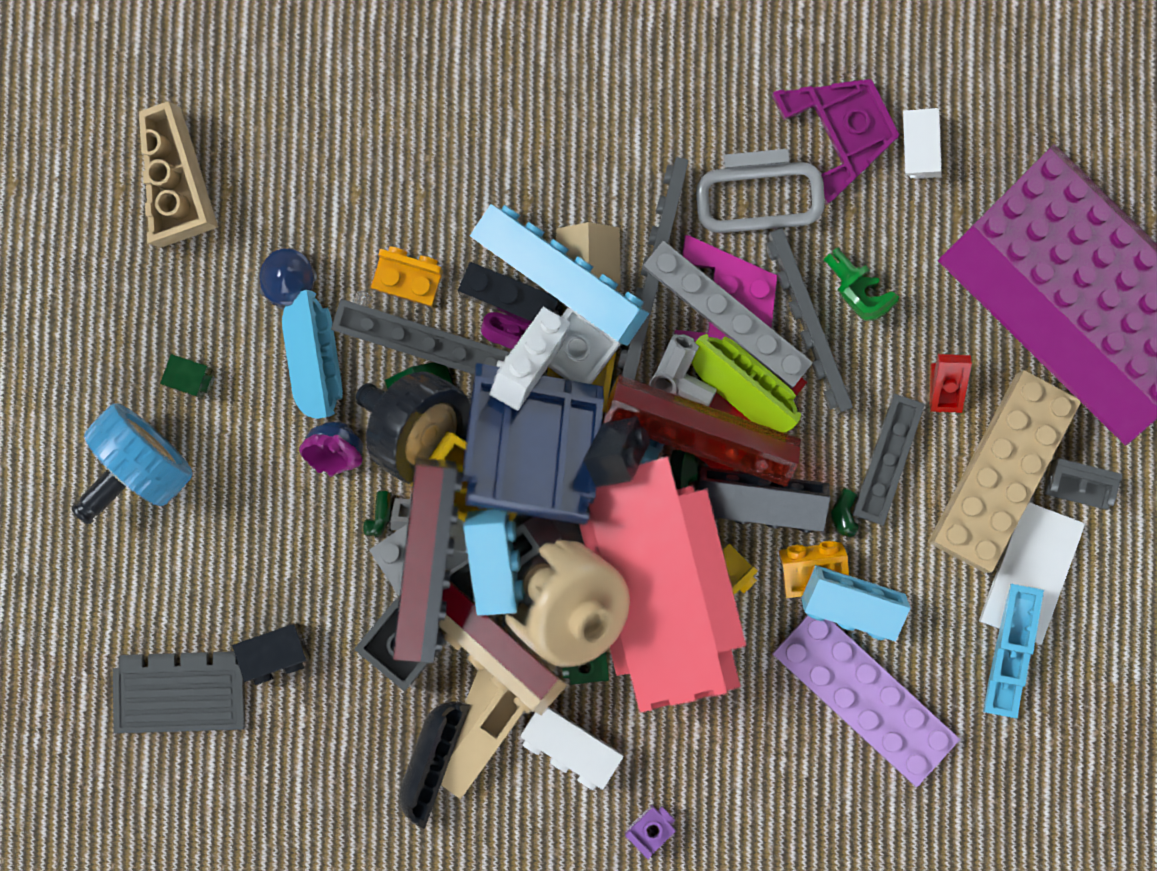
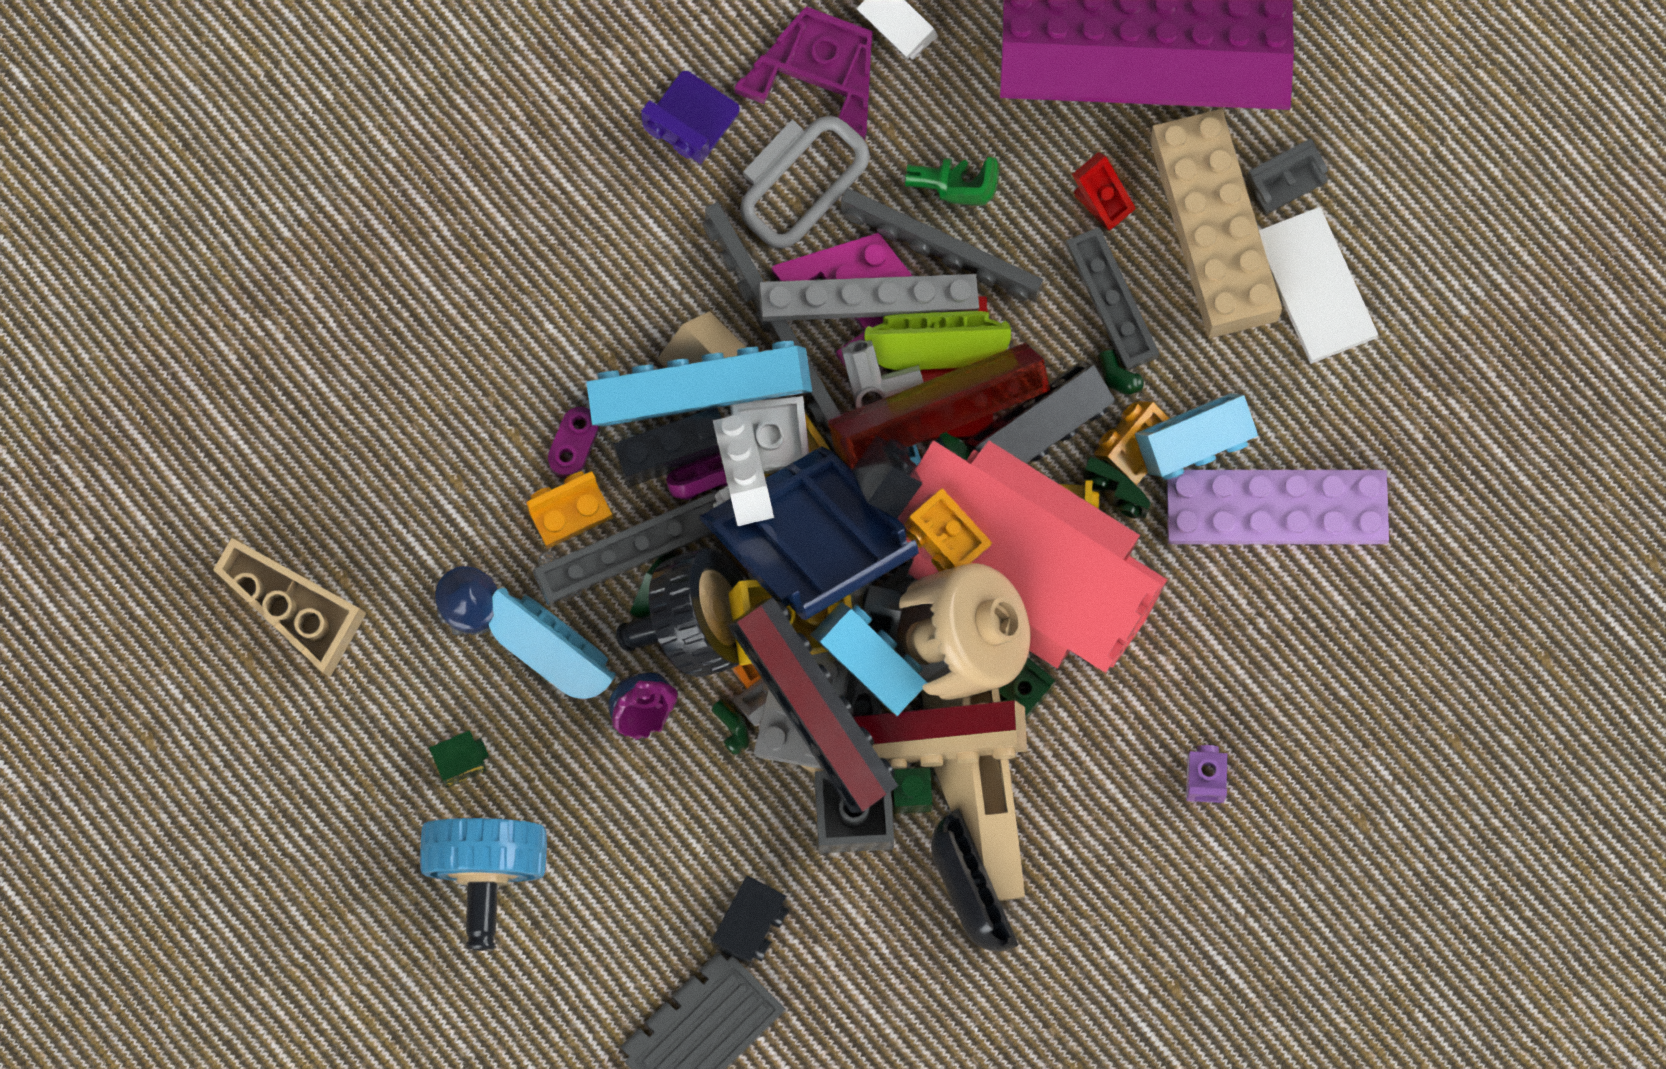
camera: 45 degrees left, 10 degrees down
(450, 665) = (913, 791): none -> dark green brick
(452, 236) = (572, 440): none -> magenta plate
(571, 748) = (1075, 767): white brick -> none
(619, 527) = (946, 532): none -> light orange bracket
(726, 85) = (690, 116): none -> dark purple bracket
(773, 600) = (1128, 497): none -> dark green slope
(1013, 650) = (1360, 359): medium azure slope -> none

